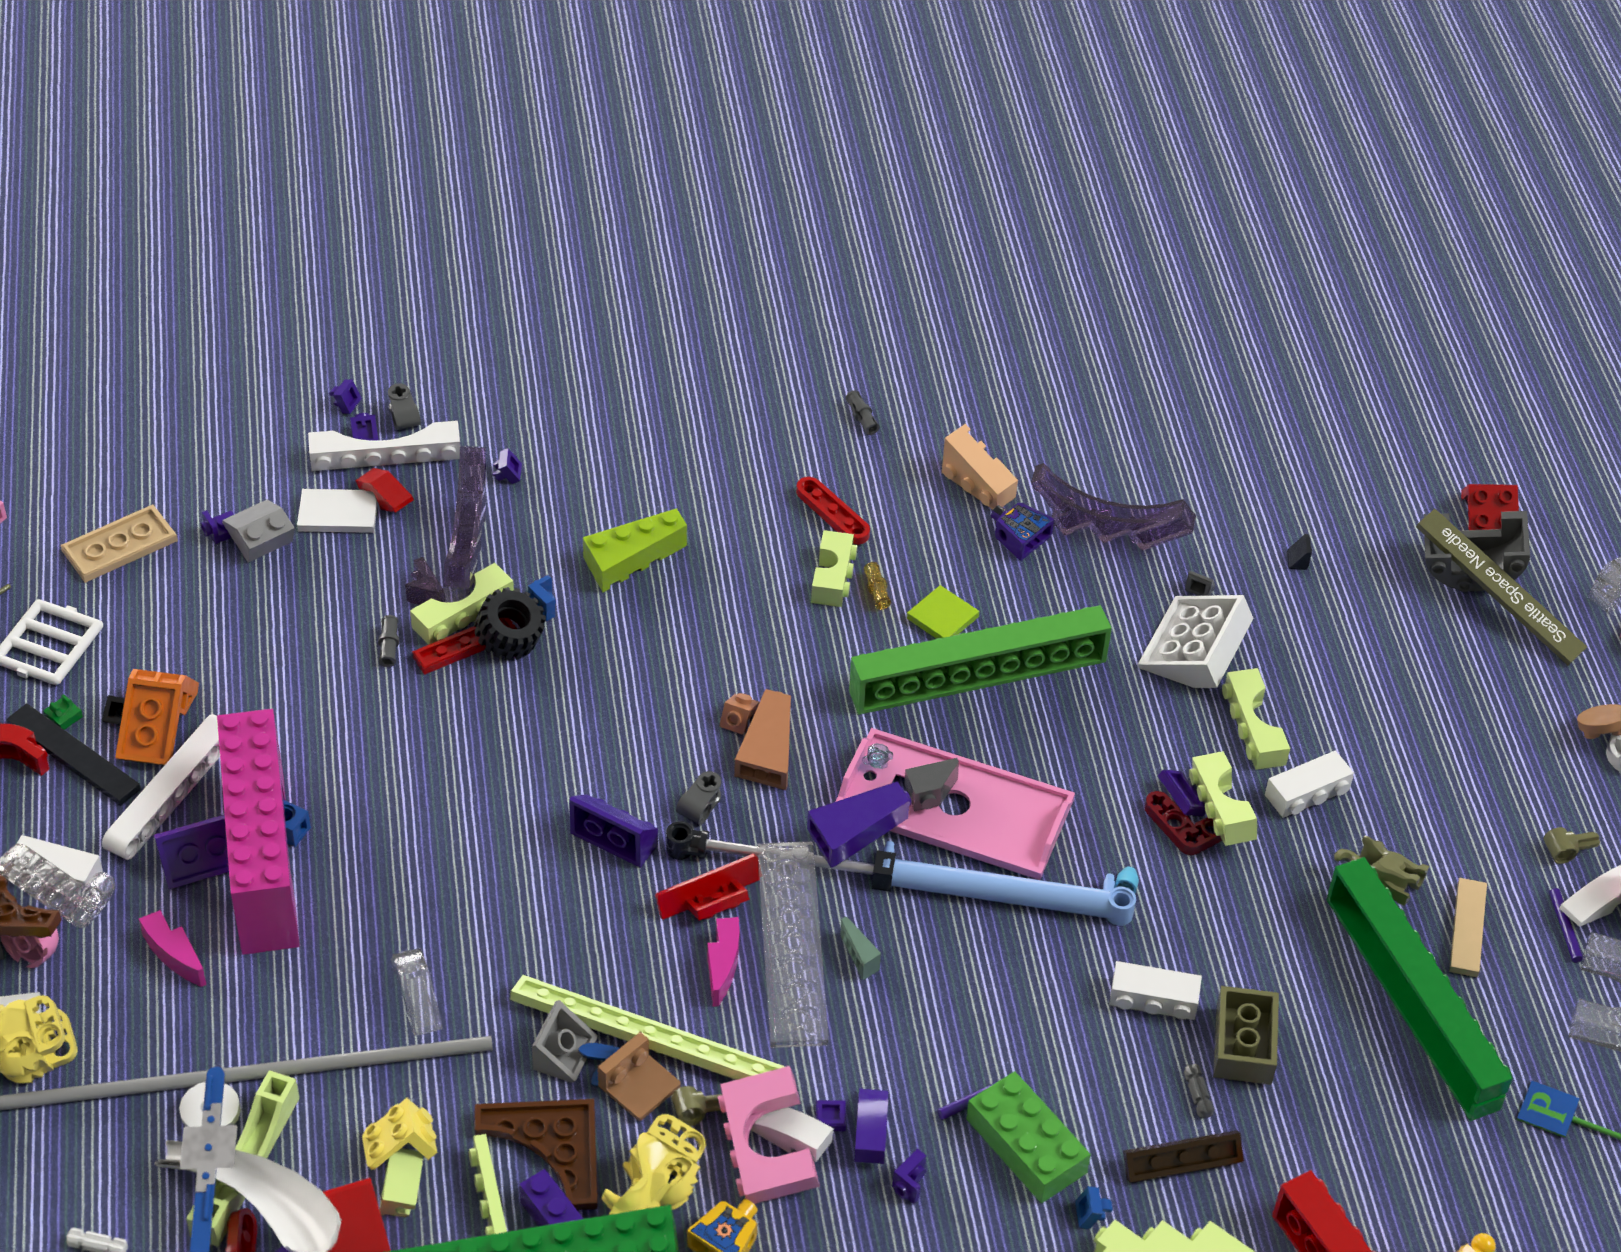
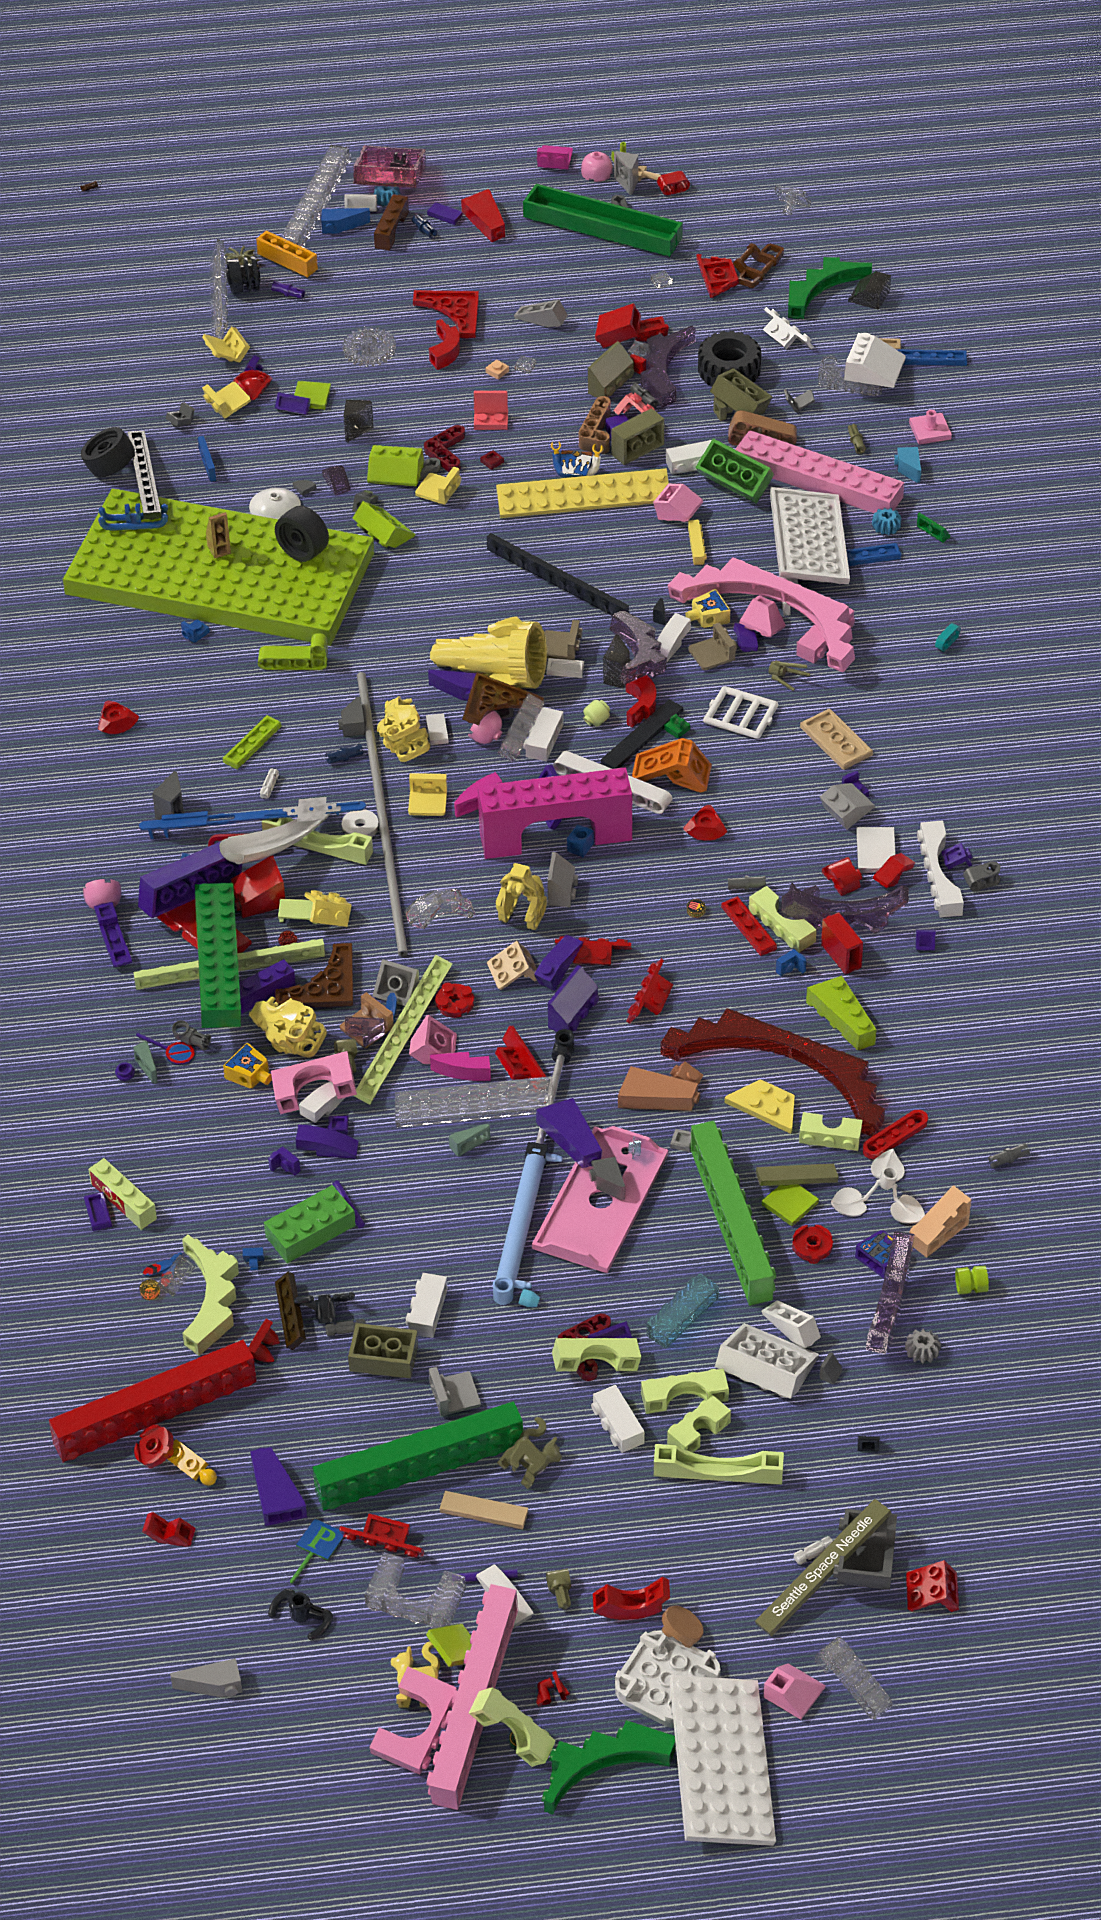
camera: 95 degrees right, 0 degrees up
(22, 802) = (596, 713): none -> yellowish green head
(47, 1134) = (344, 753): none -> dark blue pin
(166, 1015) = (427, 794): none -> light yellow bracket
(269, 681) = (705, 825): none -> red hat
(346, 396) = (991, 843): dark purple tile -> none
(375, 844) = (561, 882): none -> light grey slope
(380, 542) = (843, 876): none -> red cylinder
(412, 866) = (522, 881): none -> light yellow animal
(428, 698) = (696, 908): none -> tile
(454, 1198) = (286, 938): none -> clear red plate
(500, 638) = (752, 926): black tyre -> none
(505, 809) = (598, 951): none -> red bracket
(521, 537) = (842, 943): none -> red brick
(532, 904) = (511, 965): none -> tan bracket
(536, 841) = (557, 962): none -> dark purple slope
(588, 747) = (653, 992): none -> red bracket
(591, 961) = (454, 991): none -> red plate
(662, 1071) = (368, 1028): none -> slope
(682, 995) = (431, 1039): none -> bright pink slope
(700, 798) = (602, 1054): dark grey piece -> none
(730, 554) = (741, 1031): none -> clear red arch
(782, 632) = (765, 1103): none -> light yellow wing
(845, 720) = (681, 1140): none -> light grey tile
(877, 585) = (823, 1158): clear yellow pin -> none
(906, 602) = (797, 1174): none -> olive tile
(949, 508) = (888, 1170): none -> white plant
(1006, 604) = (808, 1252): none -> red plate
(1058, 450) = (971, 1280): none -> lime wheel
(1132, 718) = (682, 1310): none -> clear light blue brick
(1140, 612) = (793, 1323): none -> white slope
(1157, 493) = (922, 1346): none -> light grey gear
(1179, 1109) = (325, 1305): none -> black piece
(1242, 1194) = (266, 1335): none -> red tile
(1295, 960) = (453, 1392): none -> light grey bracket
(1322, 719) = (709, 1415): none -> yellowish green arch
(1368, 712) = (756, 1468): none -> yellowish green arch
(1460, 608) = (812, 1550): none -> white axle
(1488, 1161) = (276, 1491): none -> dark purple slope
(1536, 1030) = (384, 1532): none -> red bracket
(1576, 767) = (631, 1604): none -> red arch

